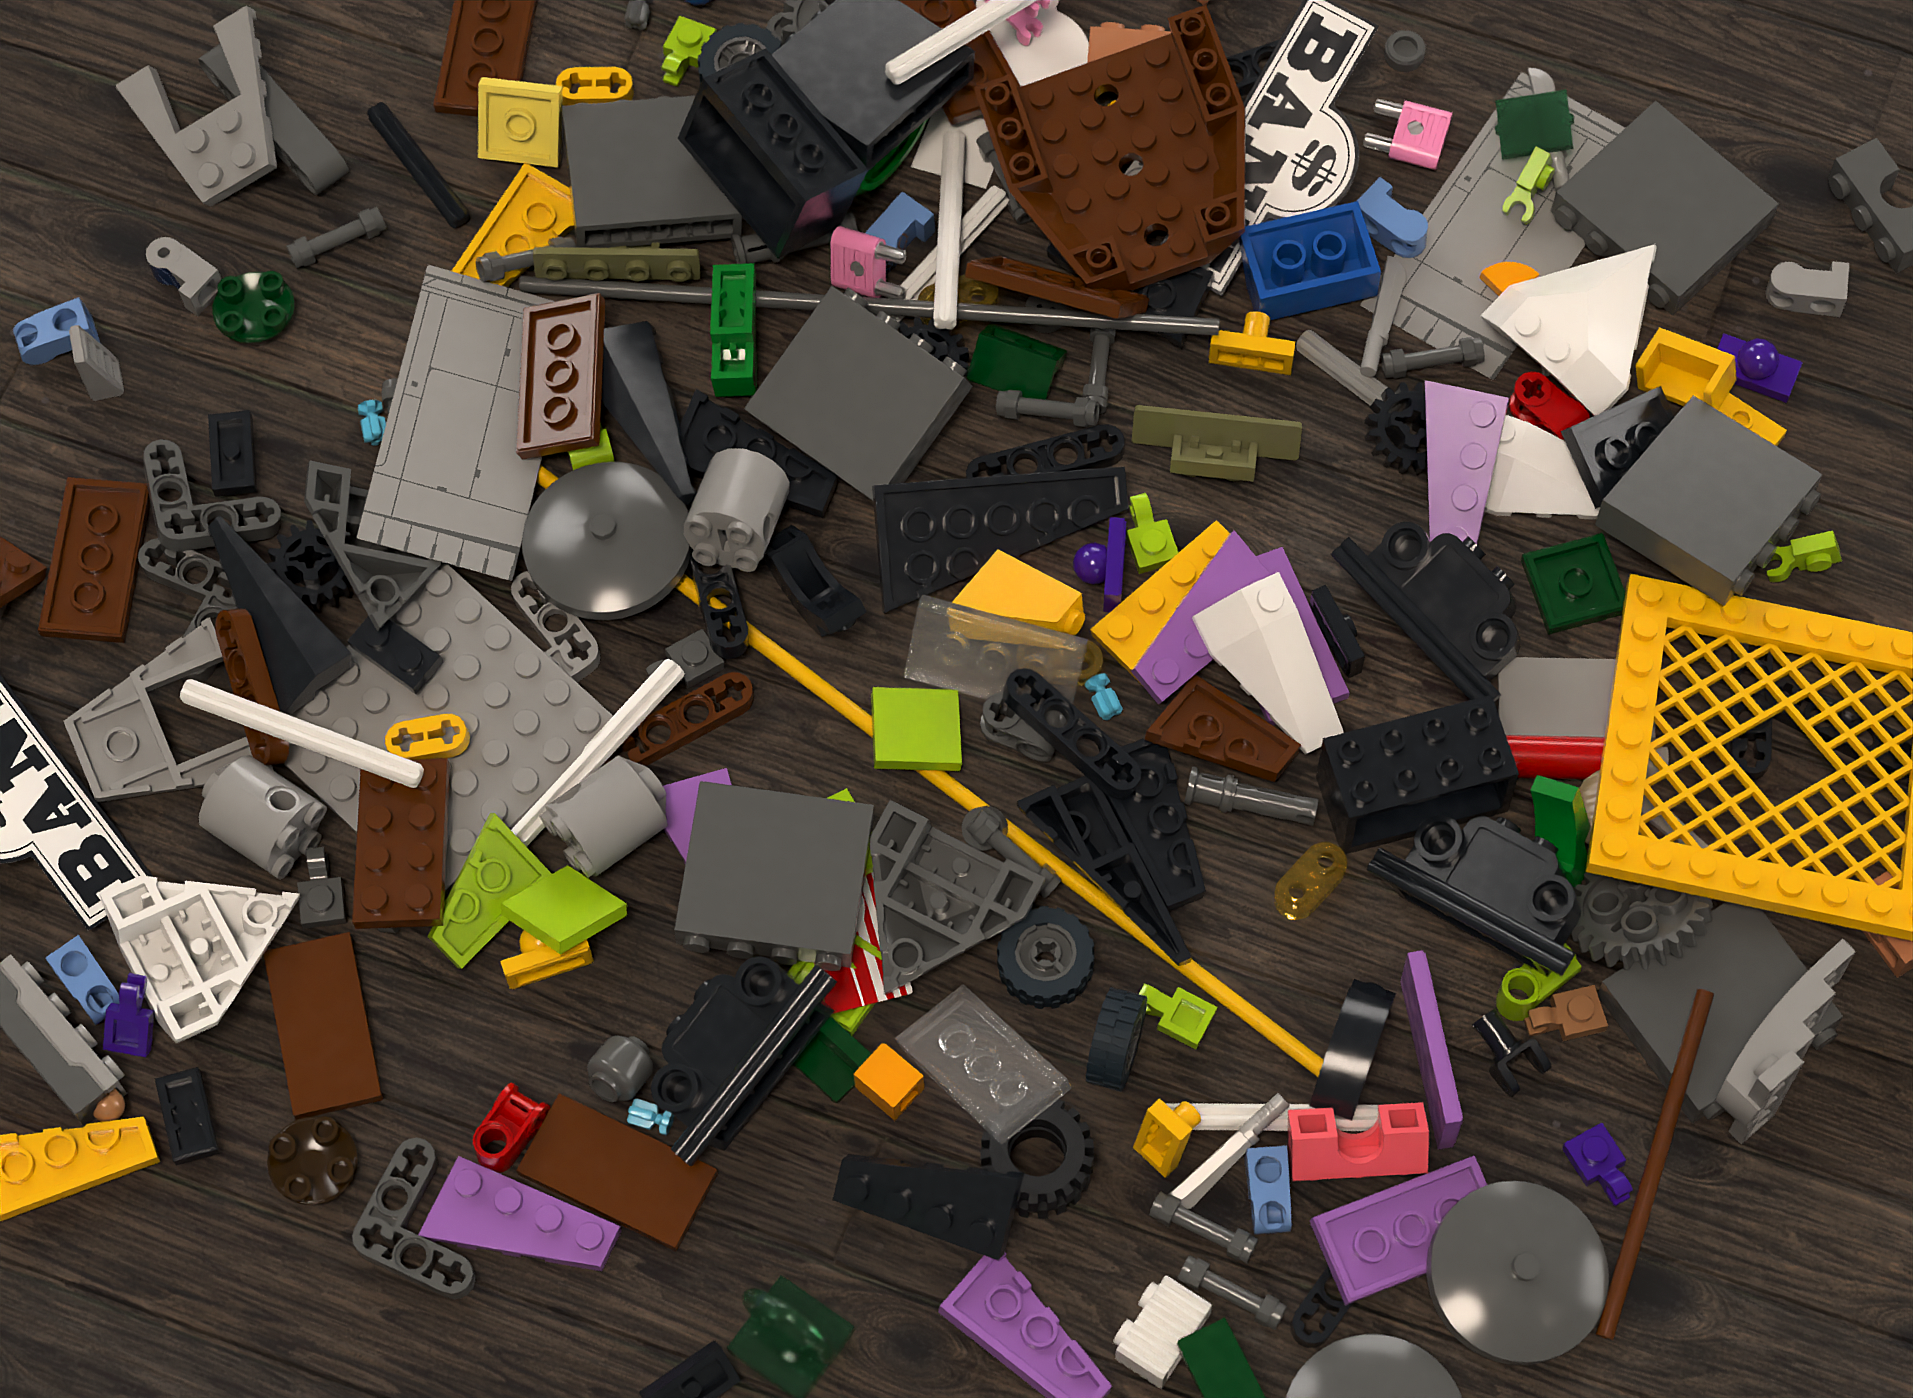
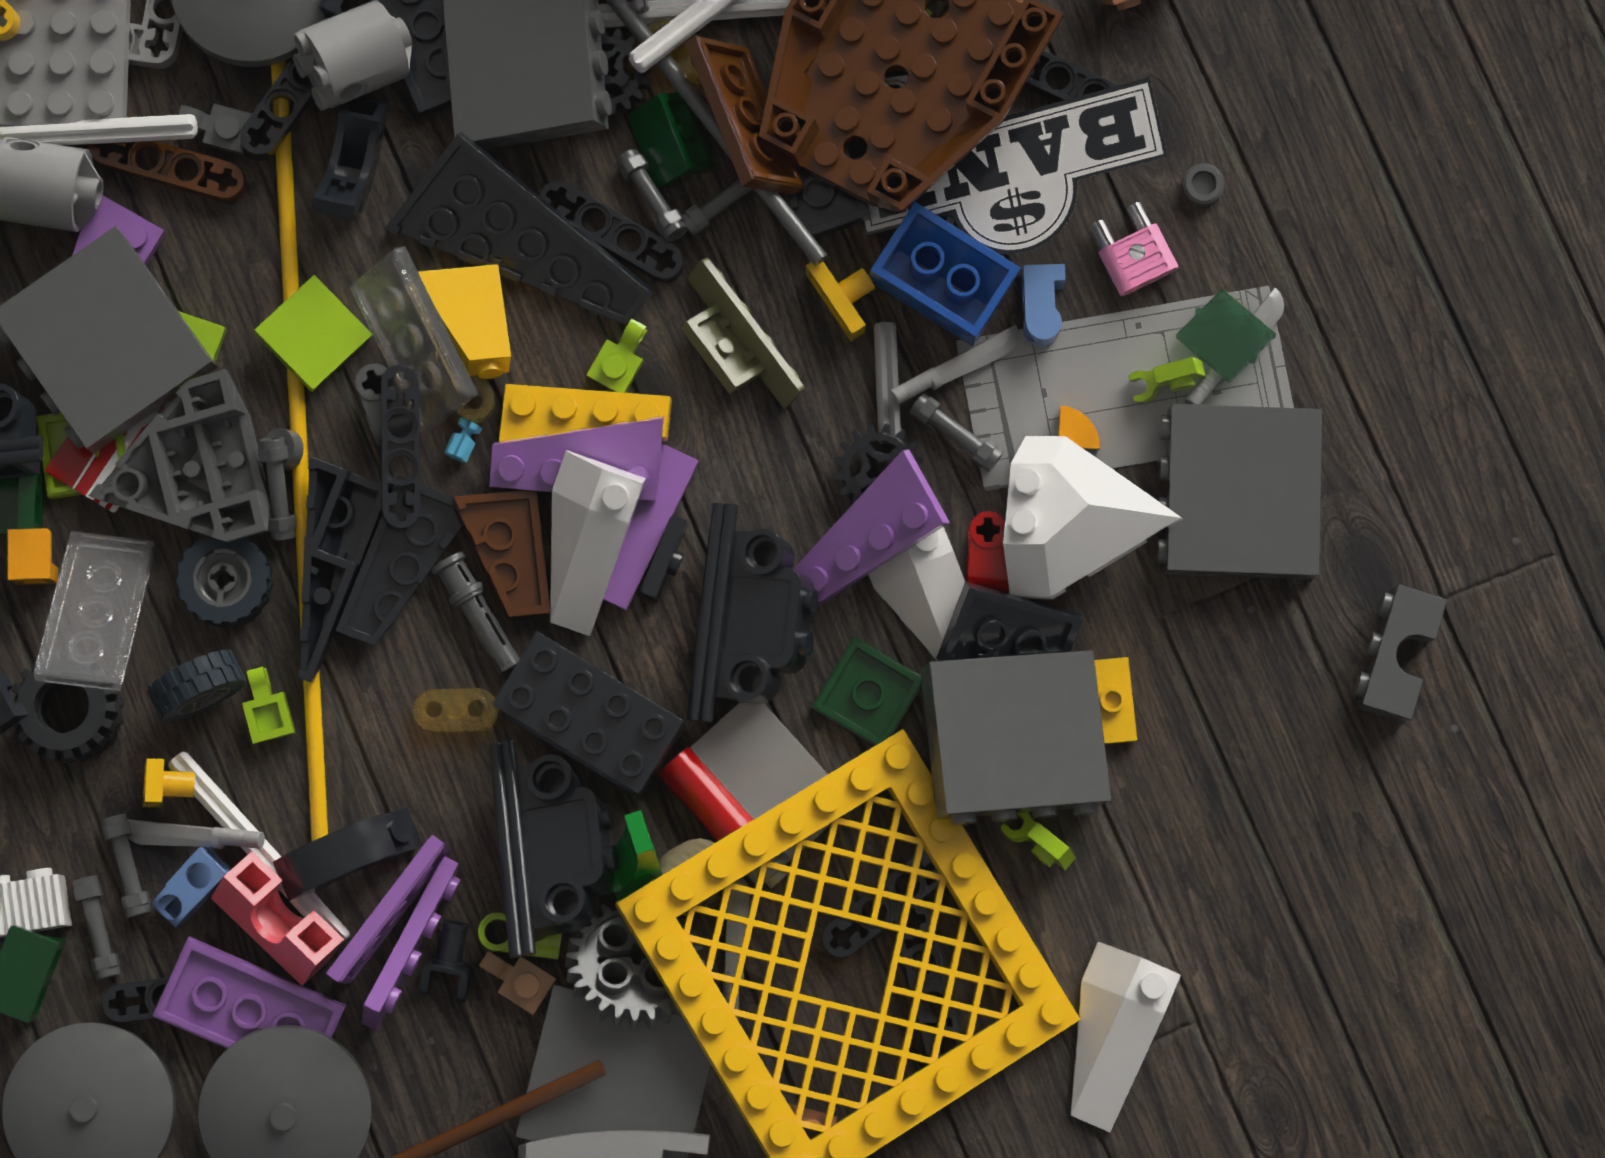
camera: 40 degrees right, 15 degrees up
(1099, 563) = (565, 349): dark purple tile -> none
(1473, 1068) = (405, 953): none -> medium lavender wing
(1599, 1158) = (426, 1091): dark purple plate -> none
(1685, 369) = (1112, 627): yellow panel -> none
(1761, 366) = (1171, 672): dark purple tile -> none
(1809, 289) = (1272, 658): light grey leg -> none

